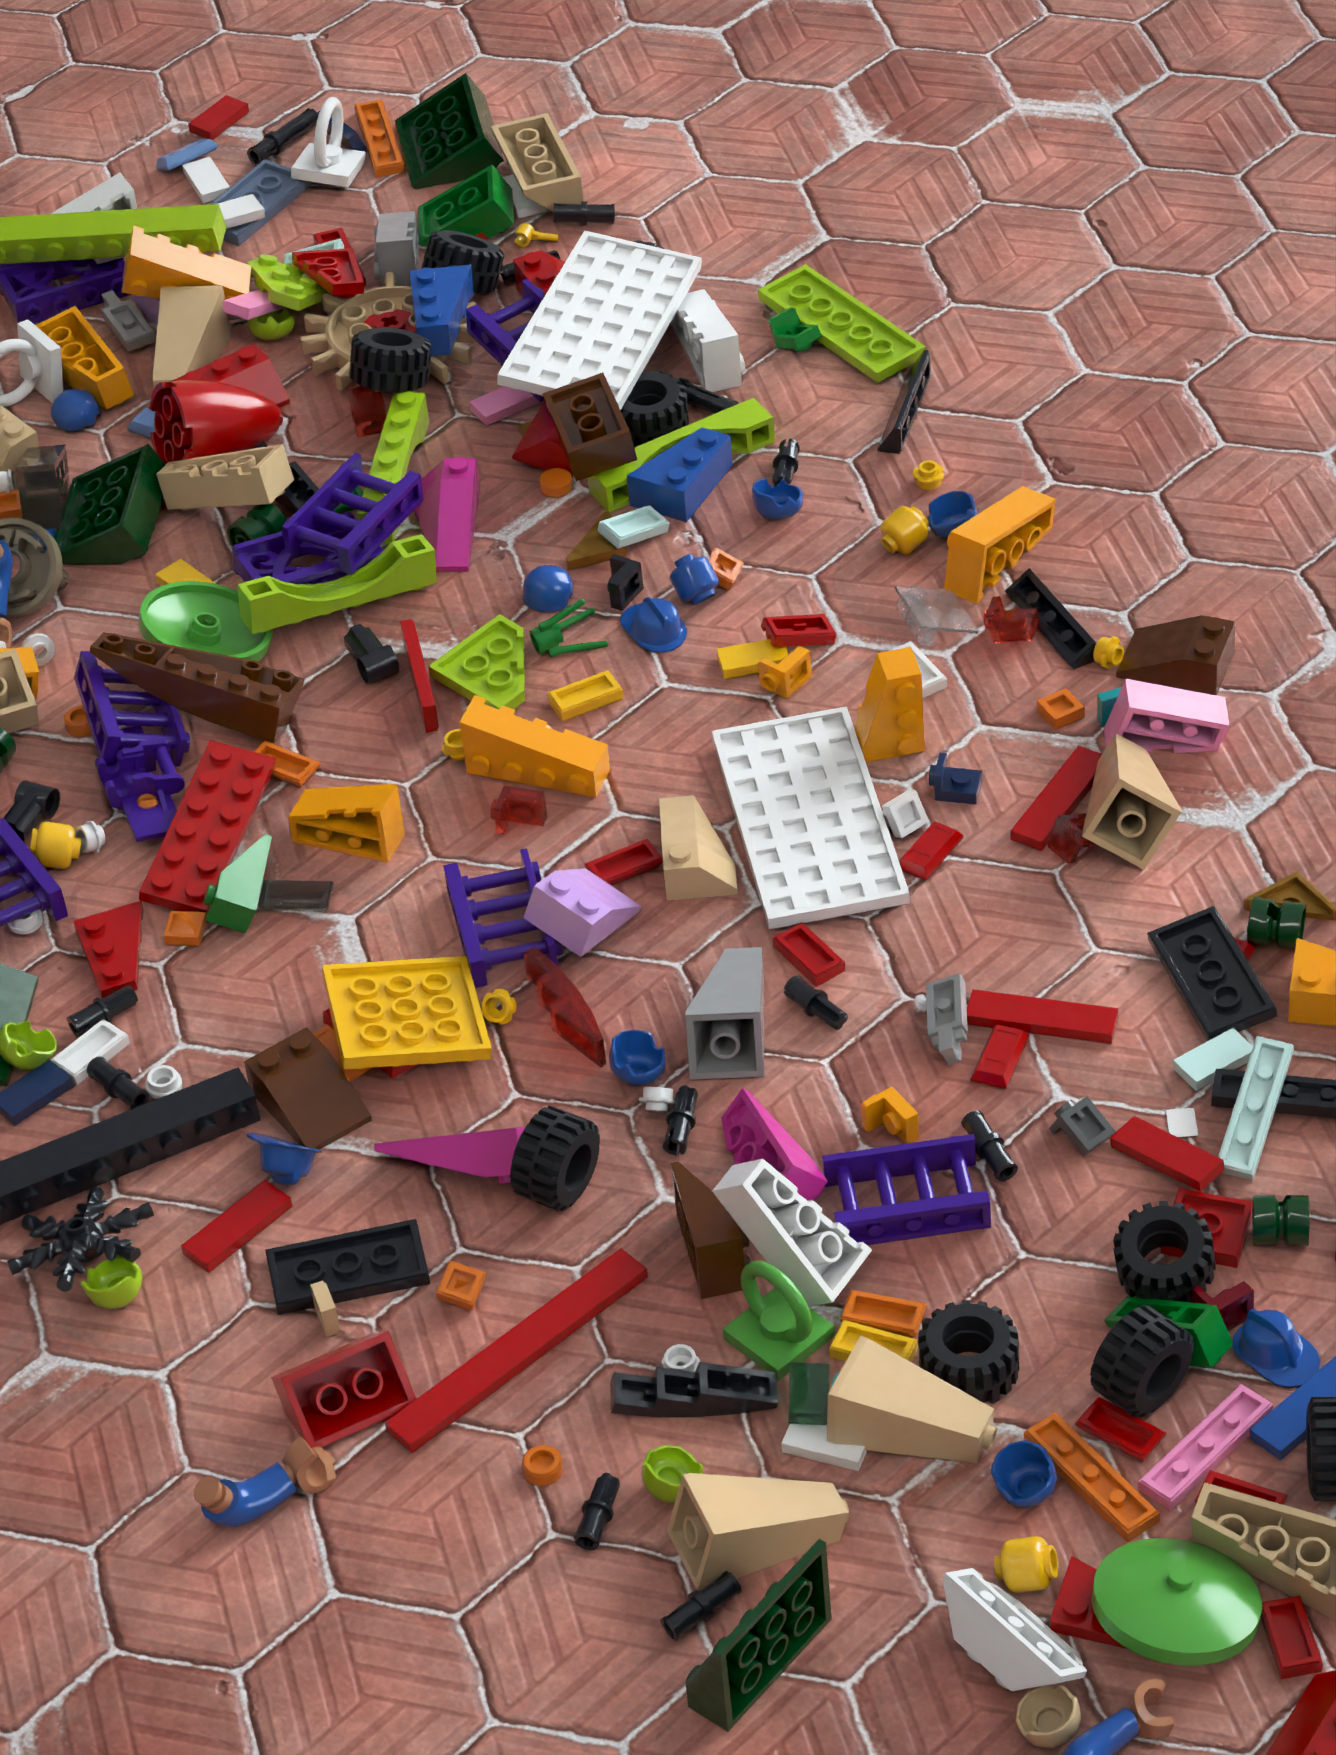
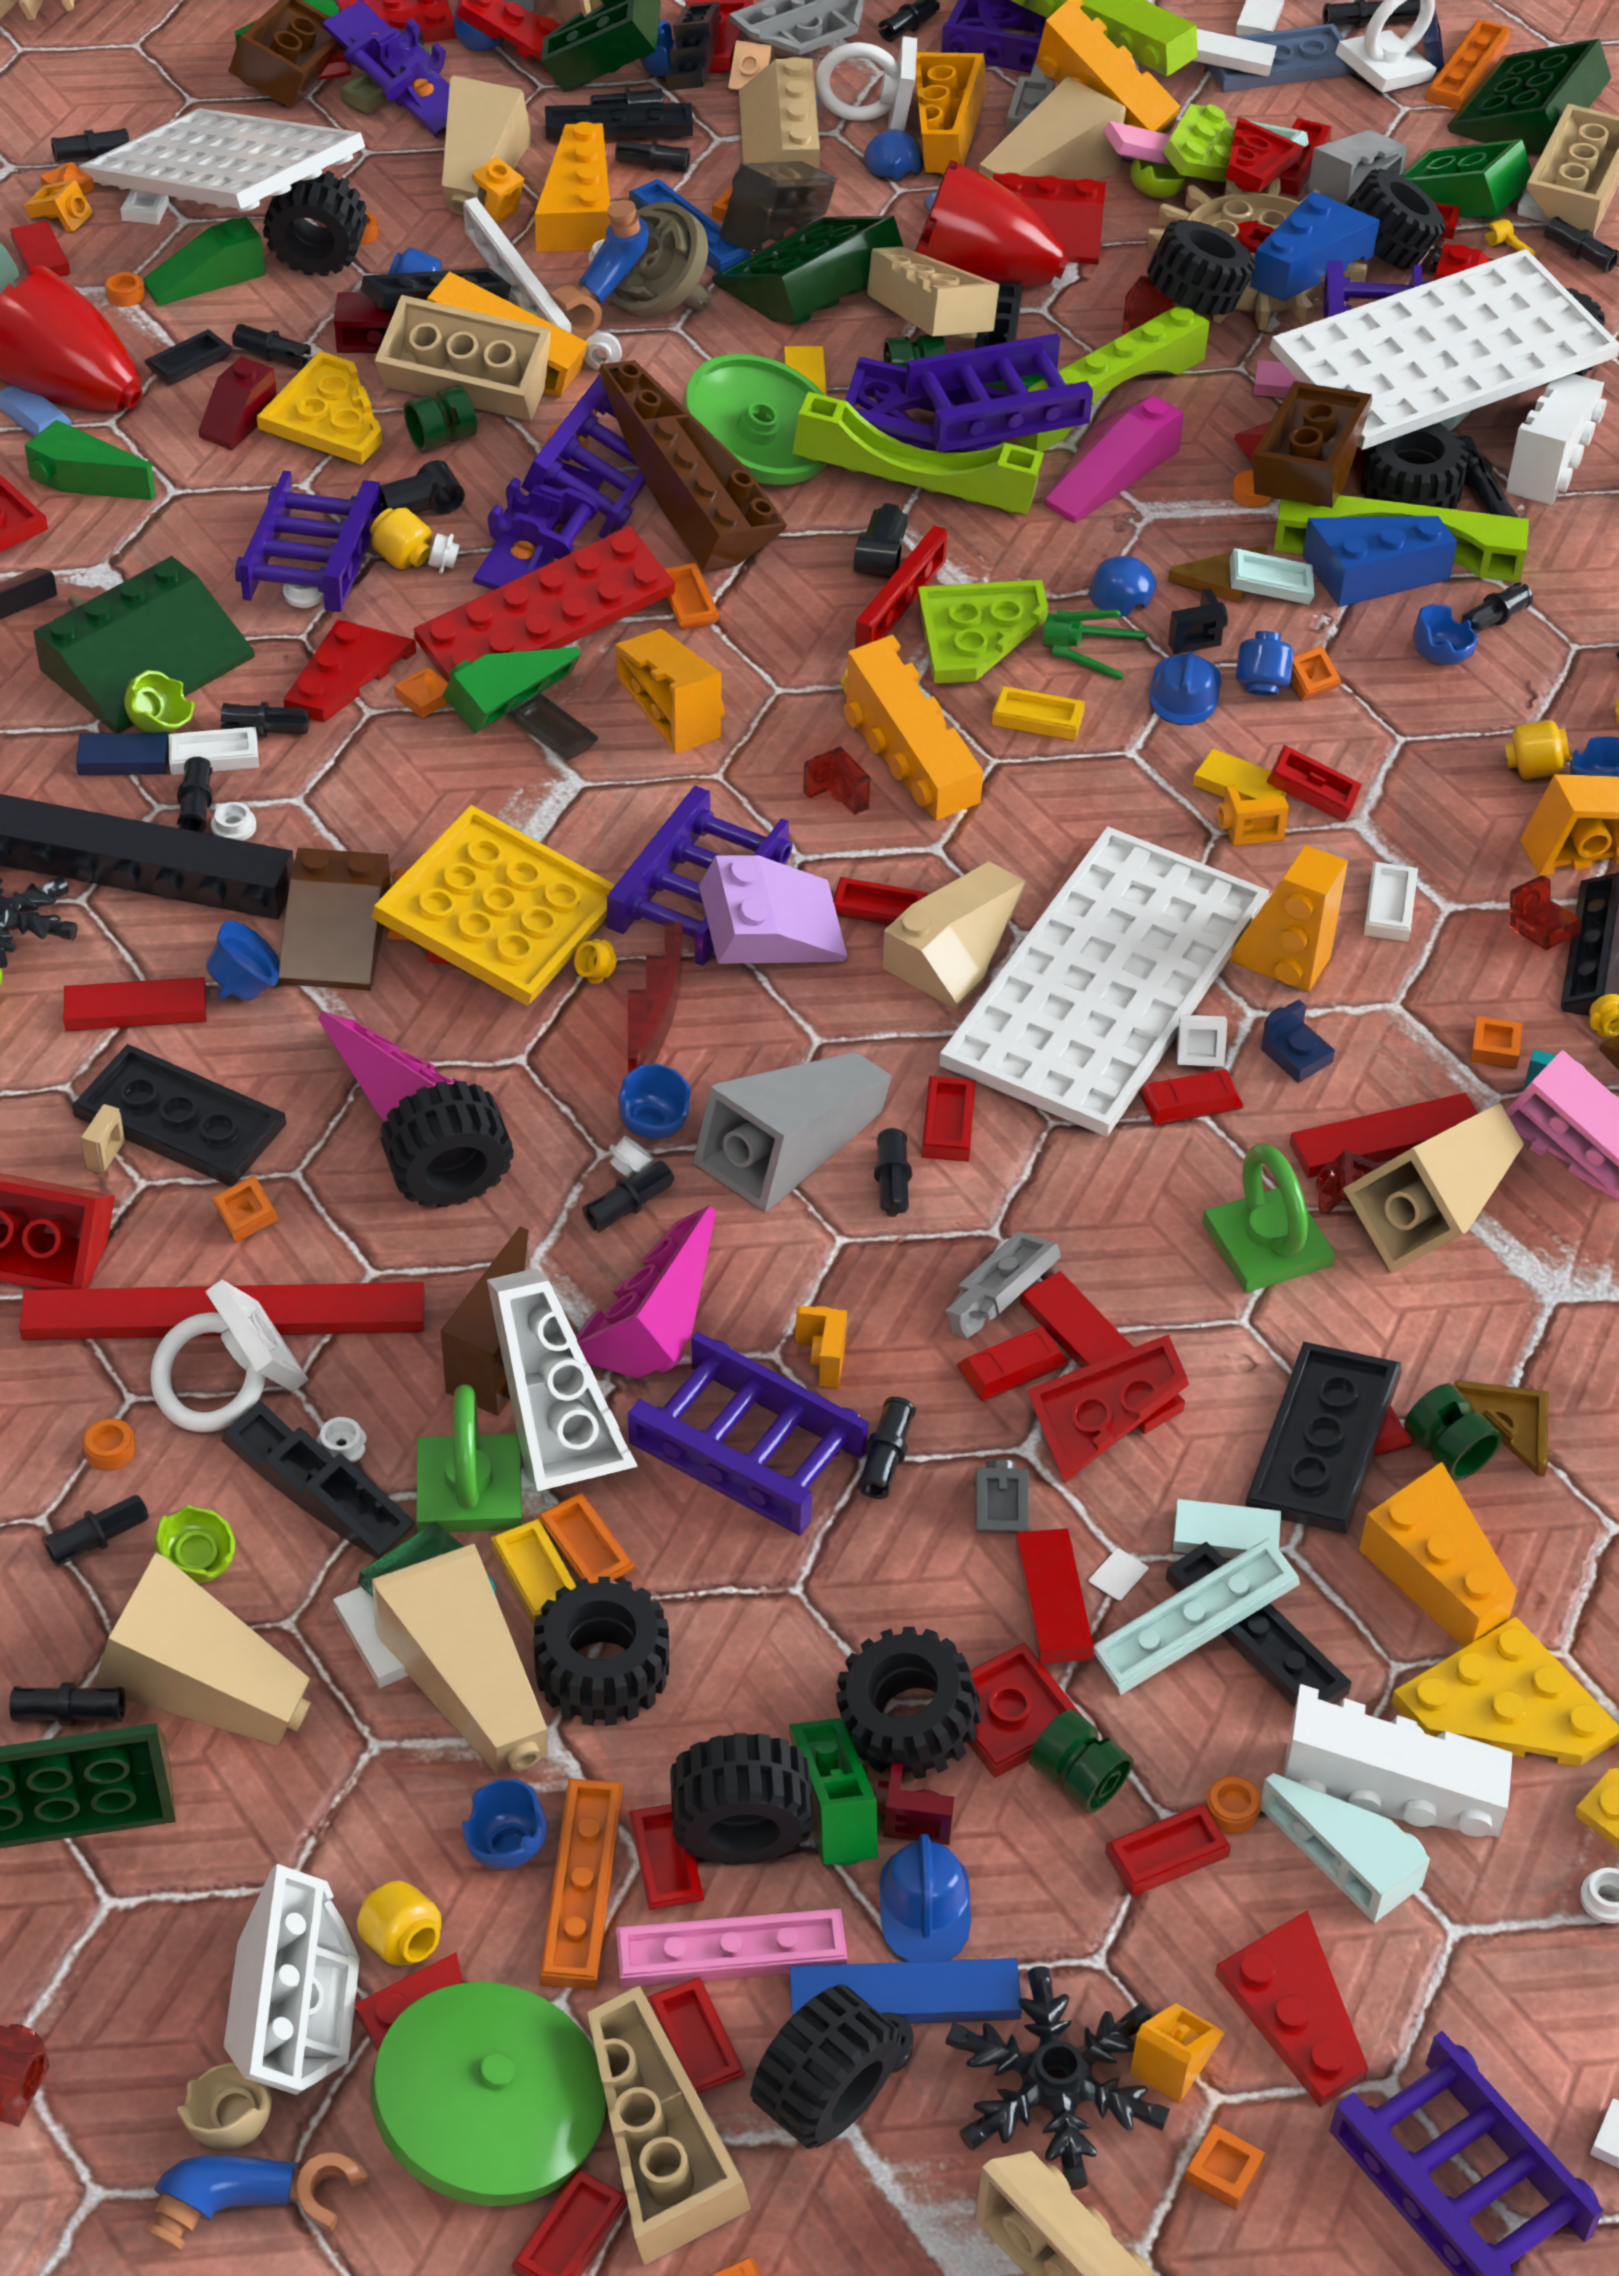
camera: 35 degrees right, 5 degrees up
(573, 1341) = (251, 1342): none -> white tile
(932, 610) = (1476, 854): clear hinge -> none
(1058, 892) = (1268, 1232): none -> bright green tile
(1081, 1037) = (1105, 1401): none -> red wing

